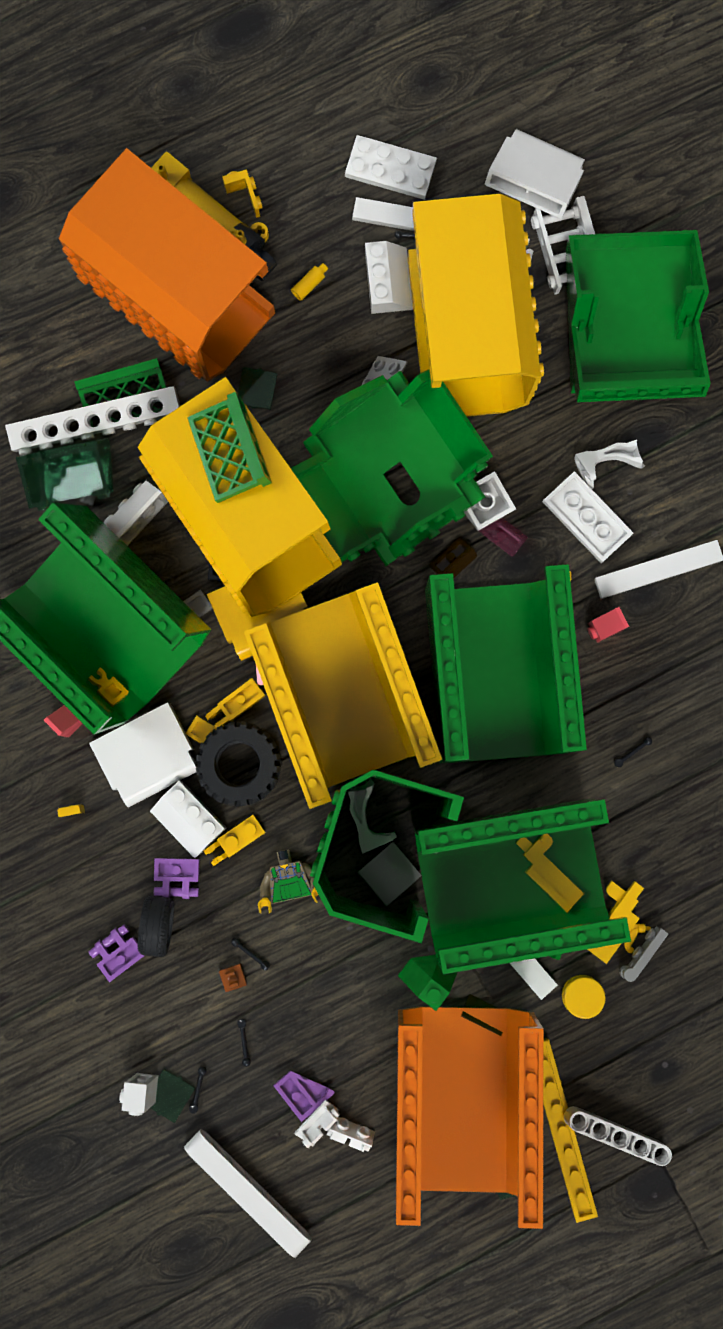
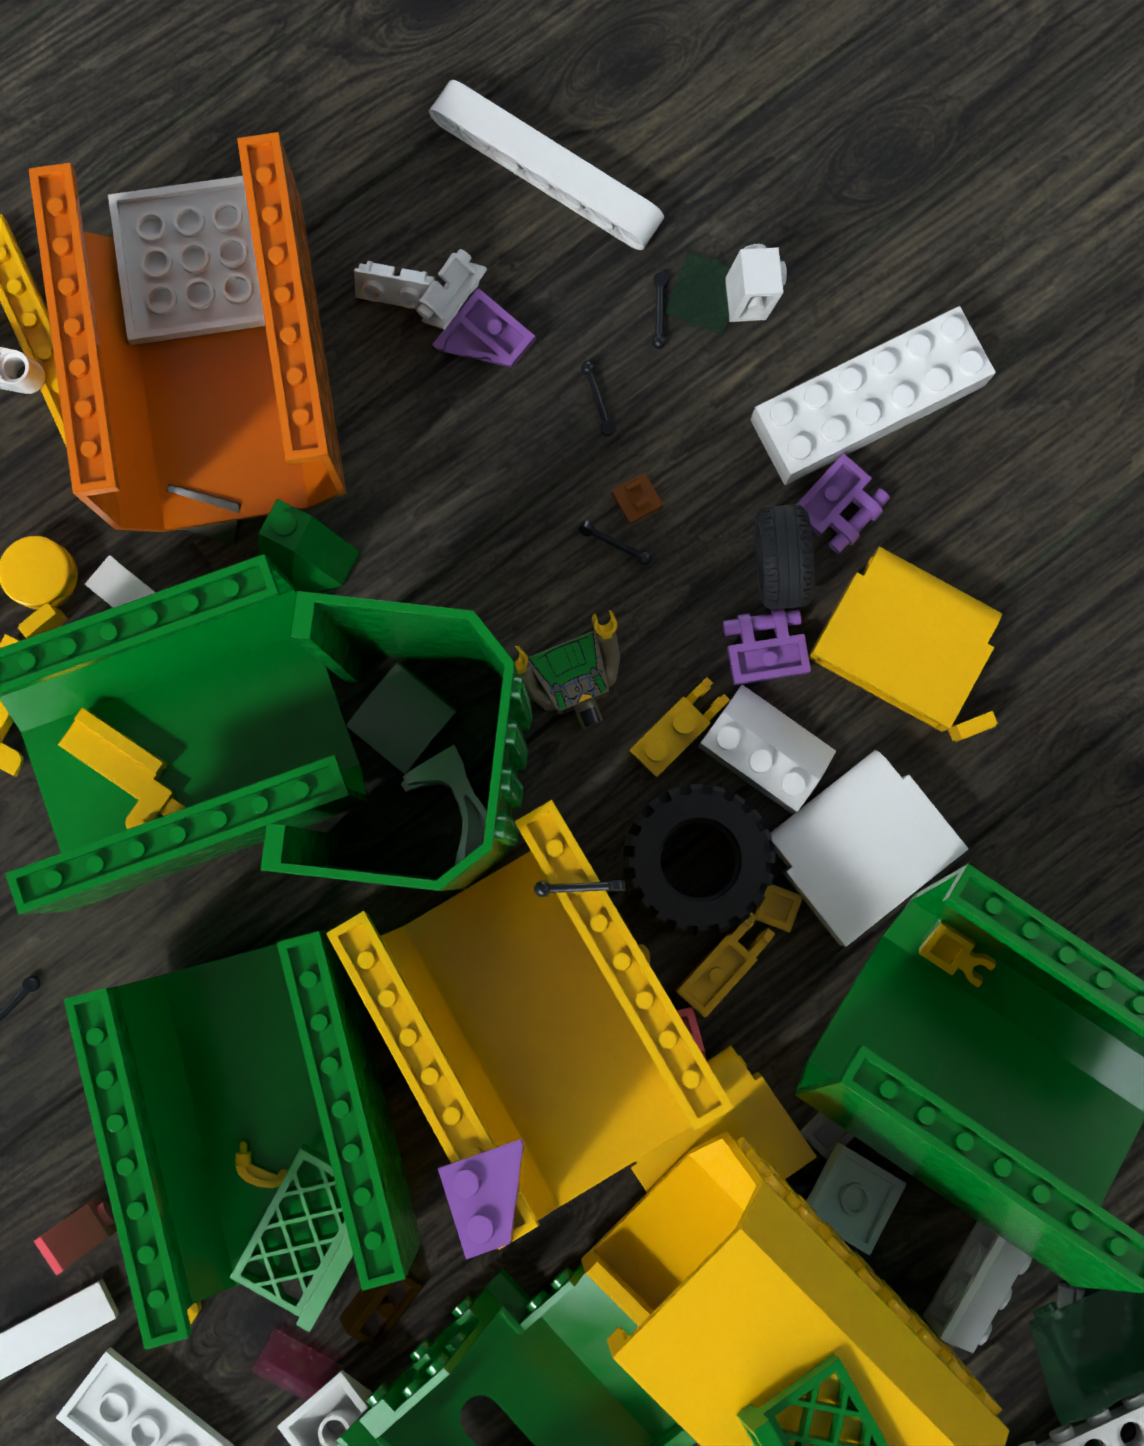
camera: 175 degrees right, 0 degrees up
(63, 722) = (1023, 875): coral slope -> none
(85, 1013) = (872, 395): none -> white brick
(96, 867) = (908, 639): none -> yellow piece
(190, 569) = (855, 1197): none -> light aqua plate
(322, 761) = (544, 888): none -> black hinge
(380, 610) = (484, 1197): none -> medium lavender wing
(465, 1171) = (186, 260): none -> white plate
(473, 586) = (332, 1260): none -> green fence
(509, 638) = (254, 1174): none -> yellow piece
(584, 966) = (42, 620): none -> yellow tile

